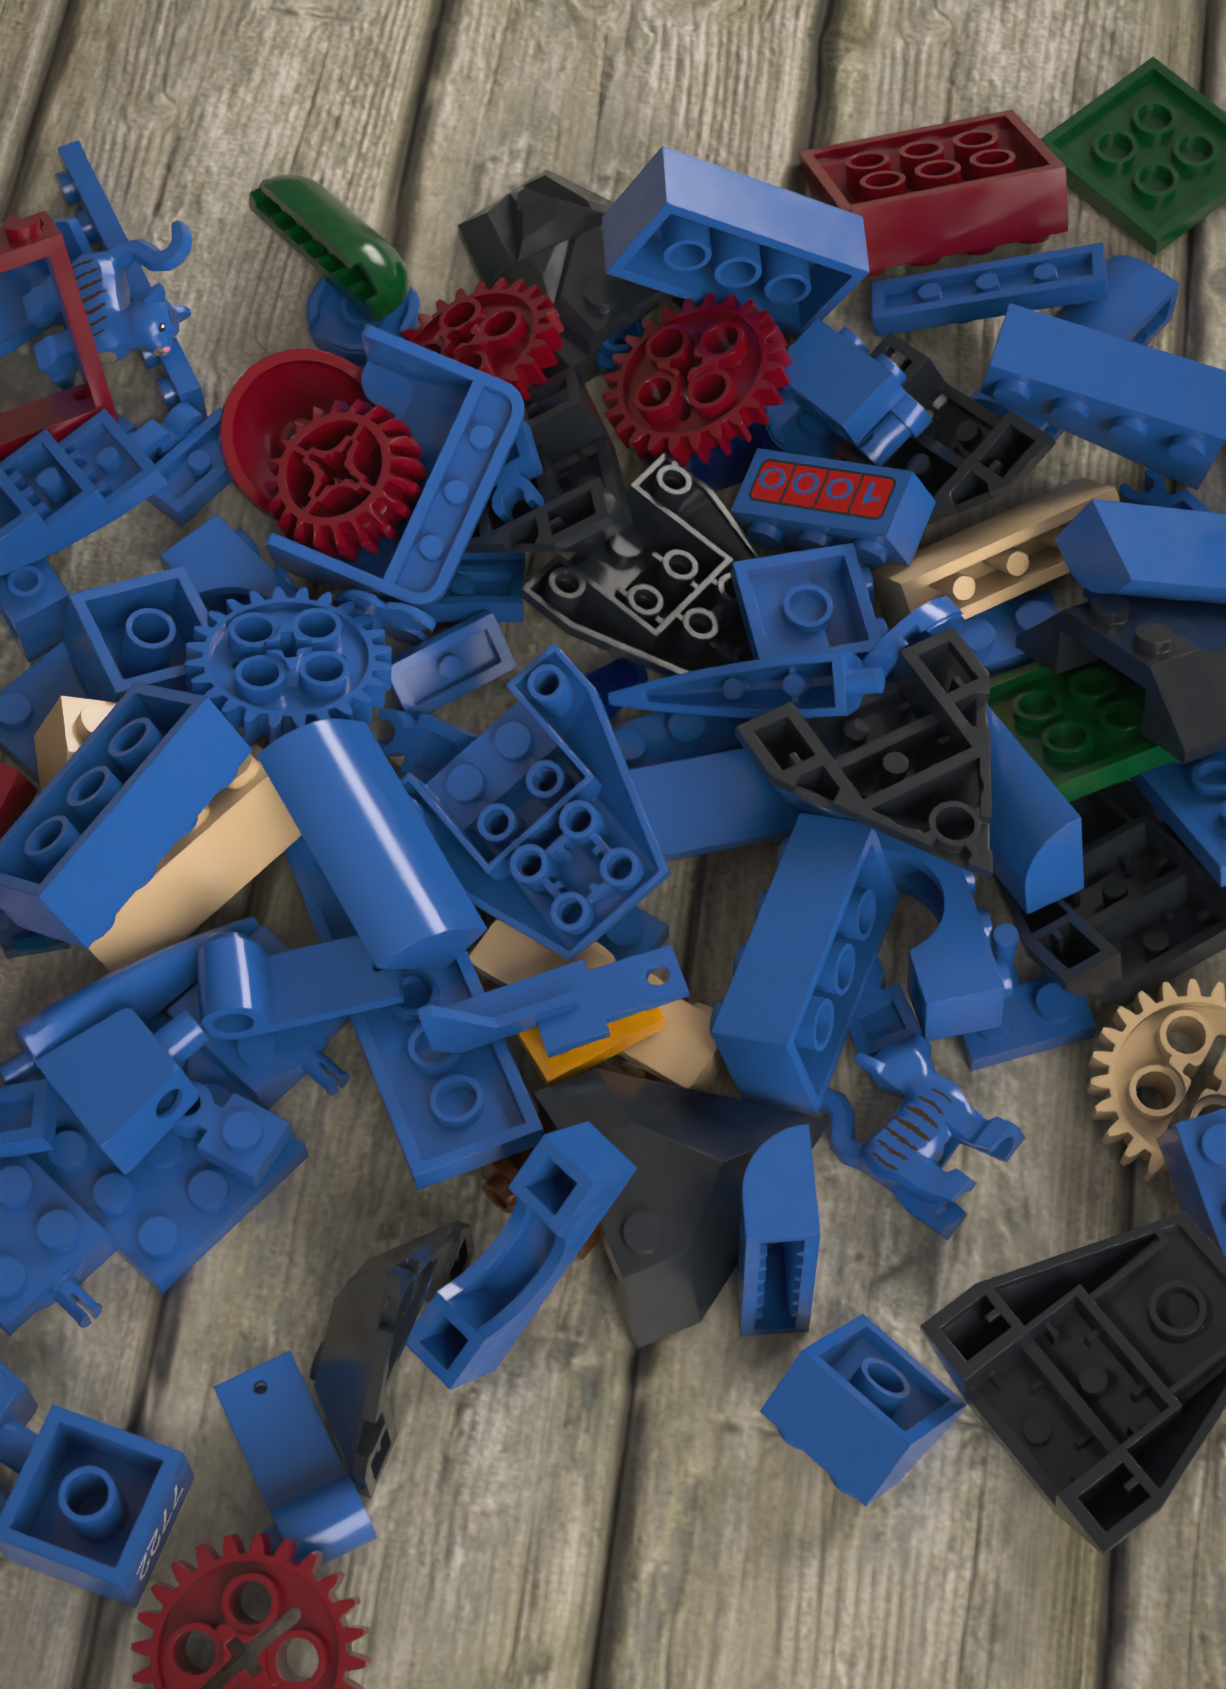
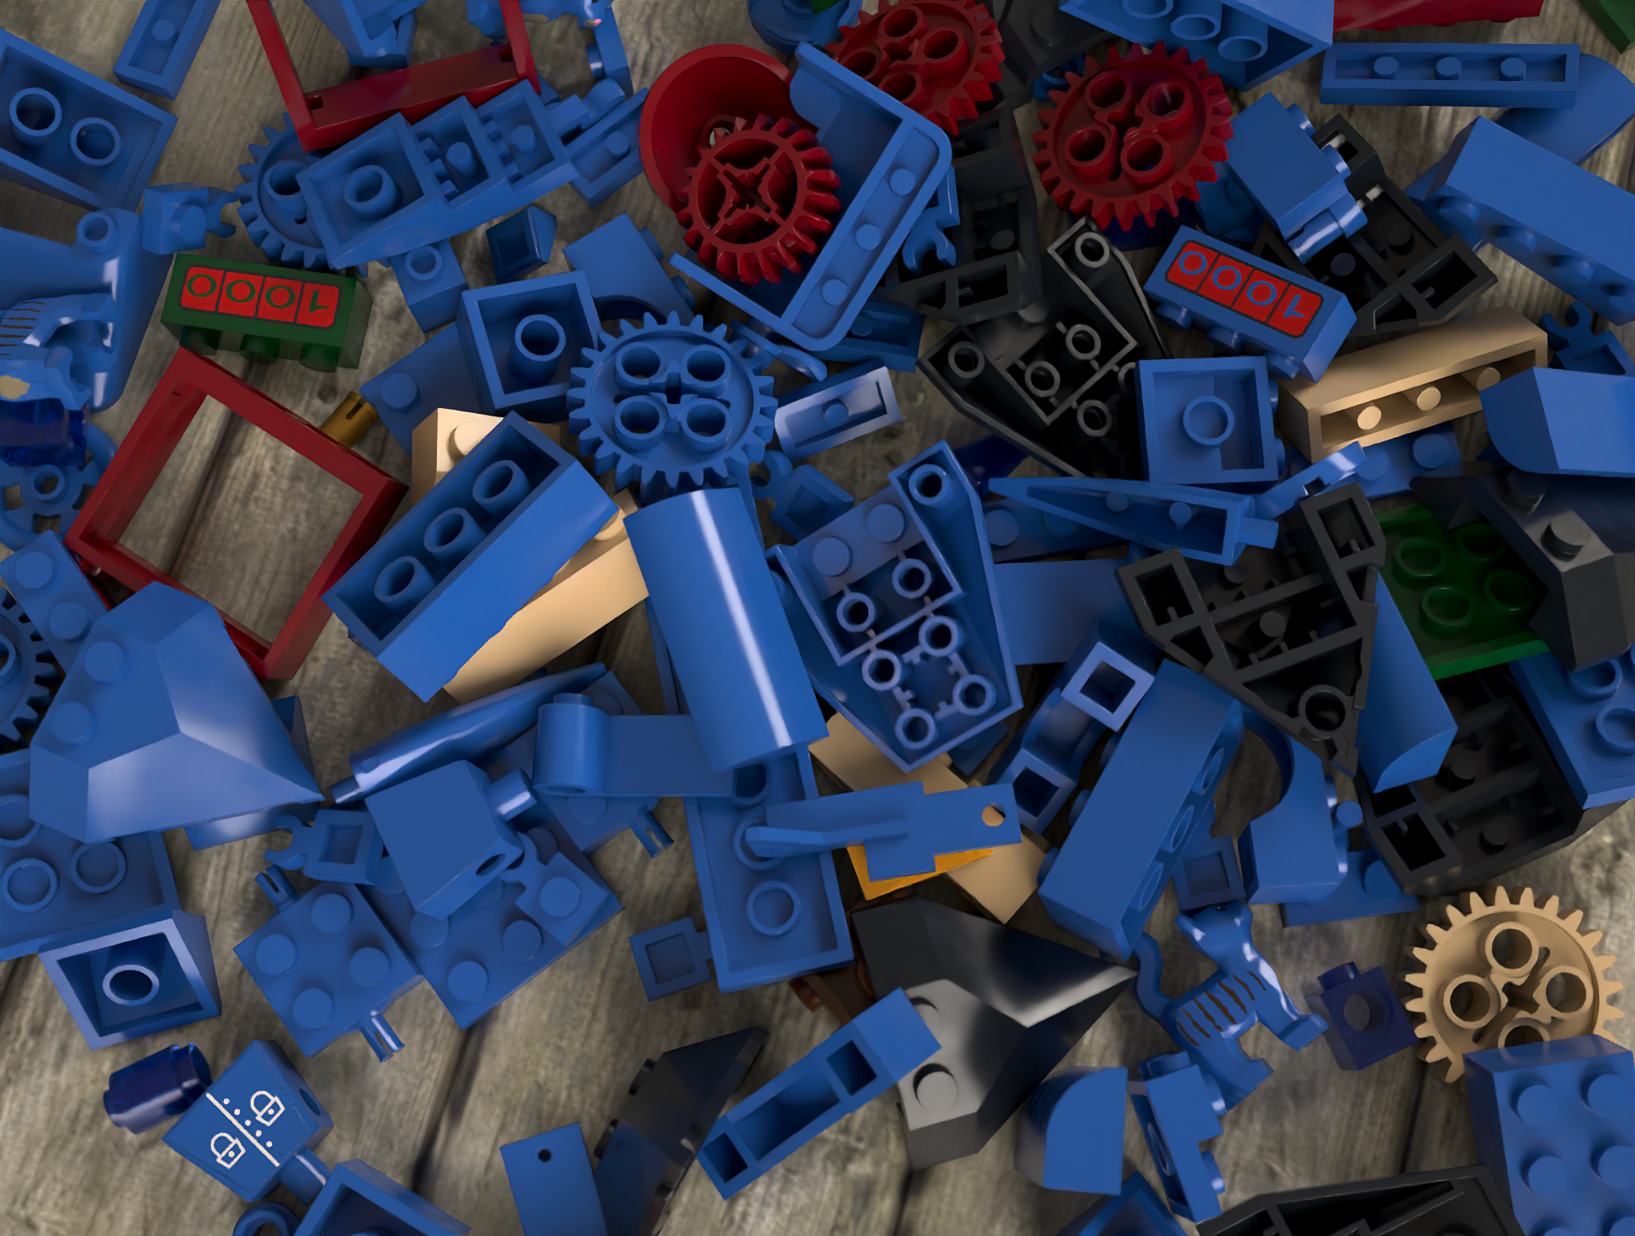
camera: 10 degrees right, 15 degrees up
(116, 559) = (521, 243): none -> blue slope
(365, 1184) = (672, 958): none -> blue plate
(723, 894) = (1087, 697): none -> blue arch
(883, 1237) = (1175, 1113): none -> blue plate
(1063, 1155) = (1387, 1026): none -> clear blue brick

